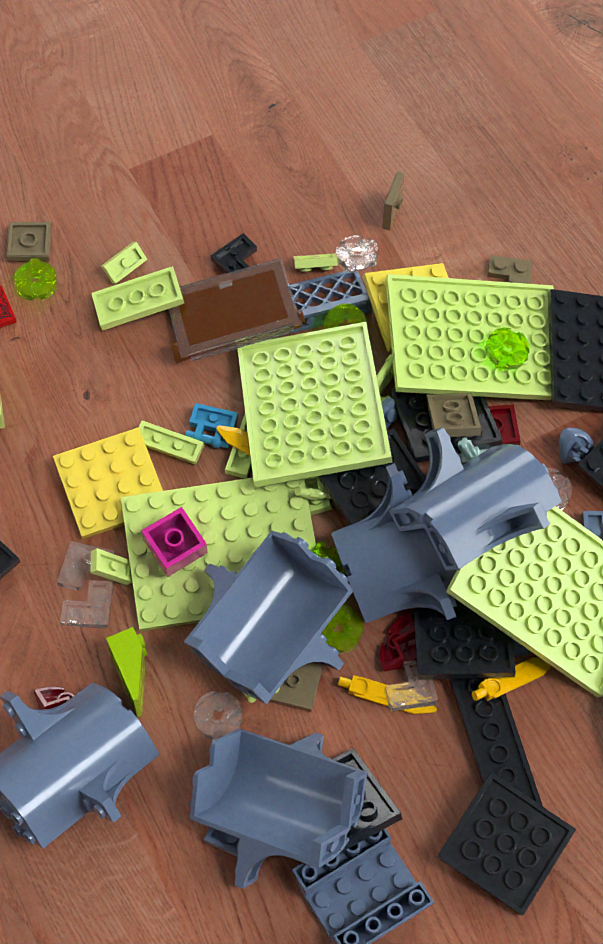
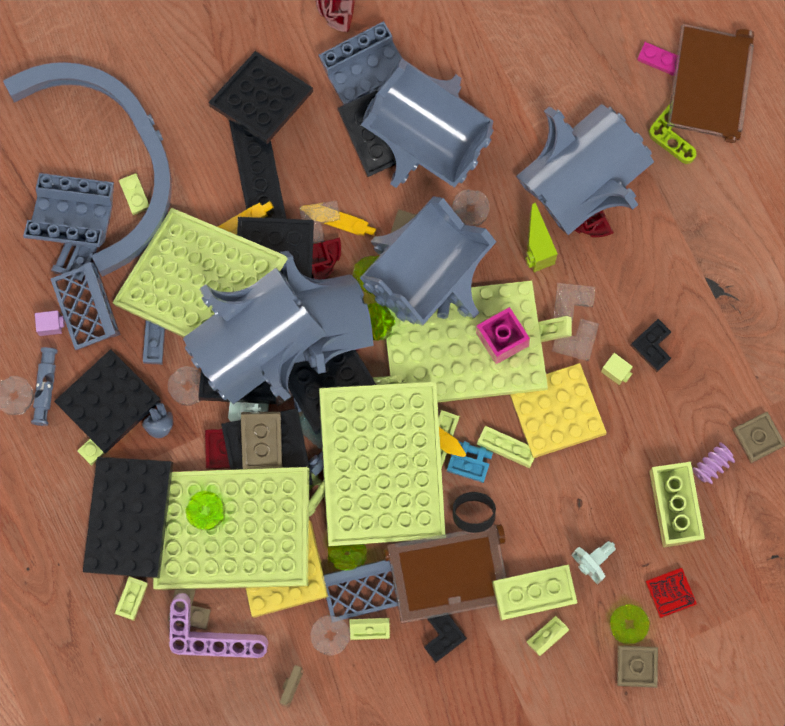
camera: 175 degrees left, 15 degrees up
(37, 529) = (617, 369): none -> yellowish green brick
(75, 325) = (590, 563): none -> light aqua piece
(183, 364) = (470, 527): none -> black tyre
(482, 239) = (207, 638): none -> lavender beam
(575, 275) = (131, 598): none -> yellowish green plate

